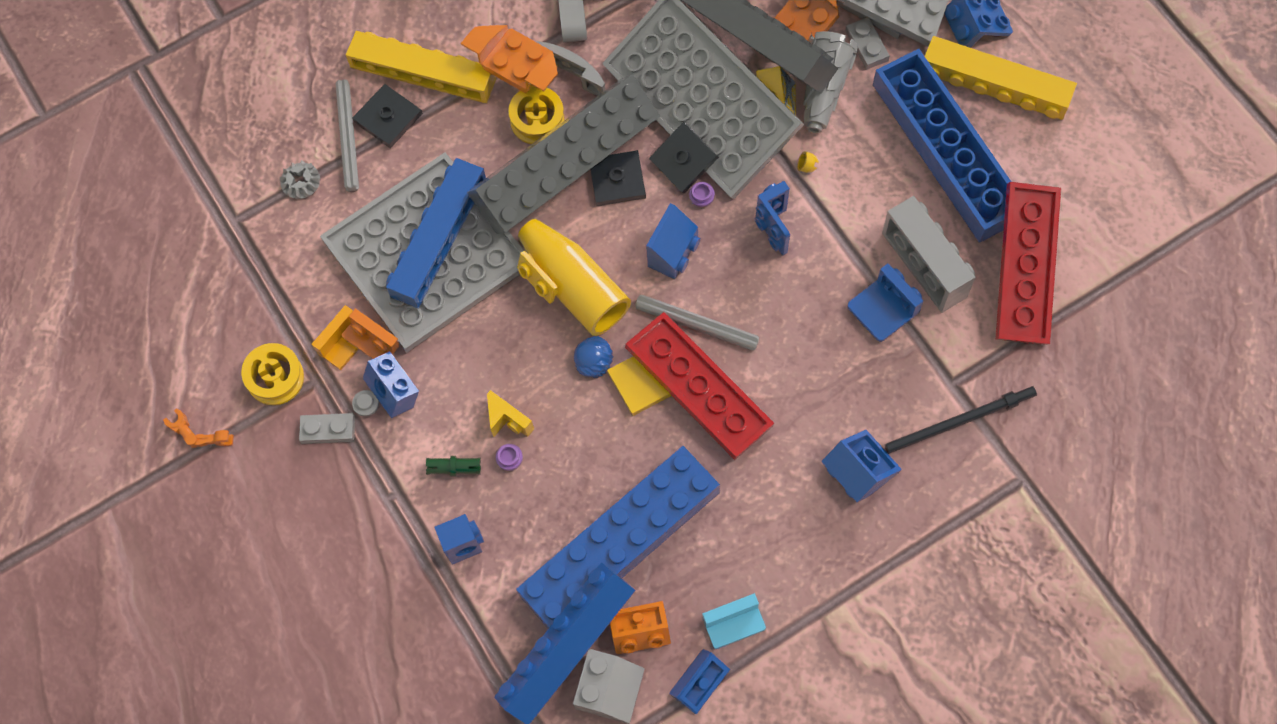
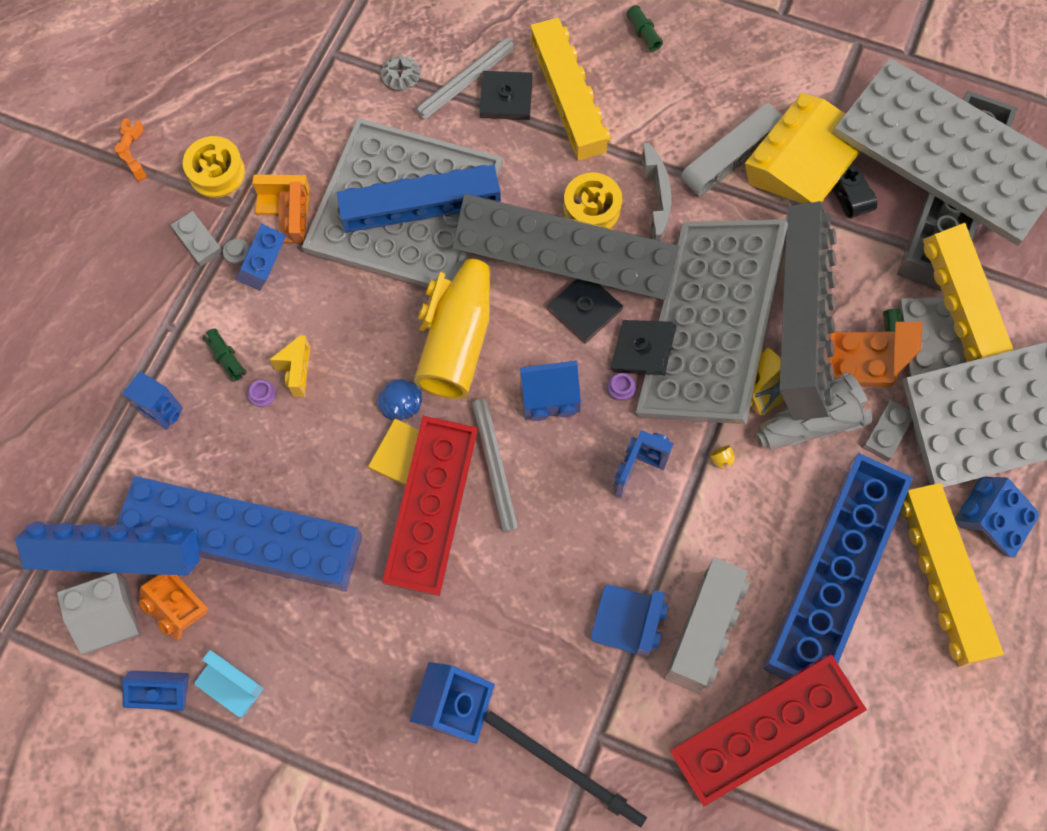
camera: 50 degrees right, 0 degrees up
(512, 57) = (624, 142): orange piece -> none

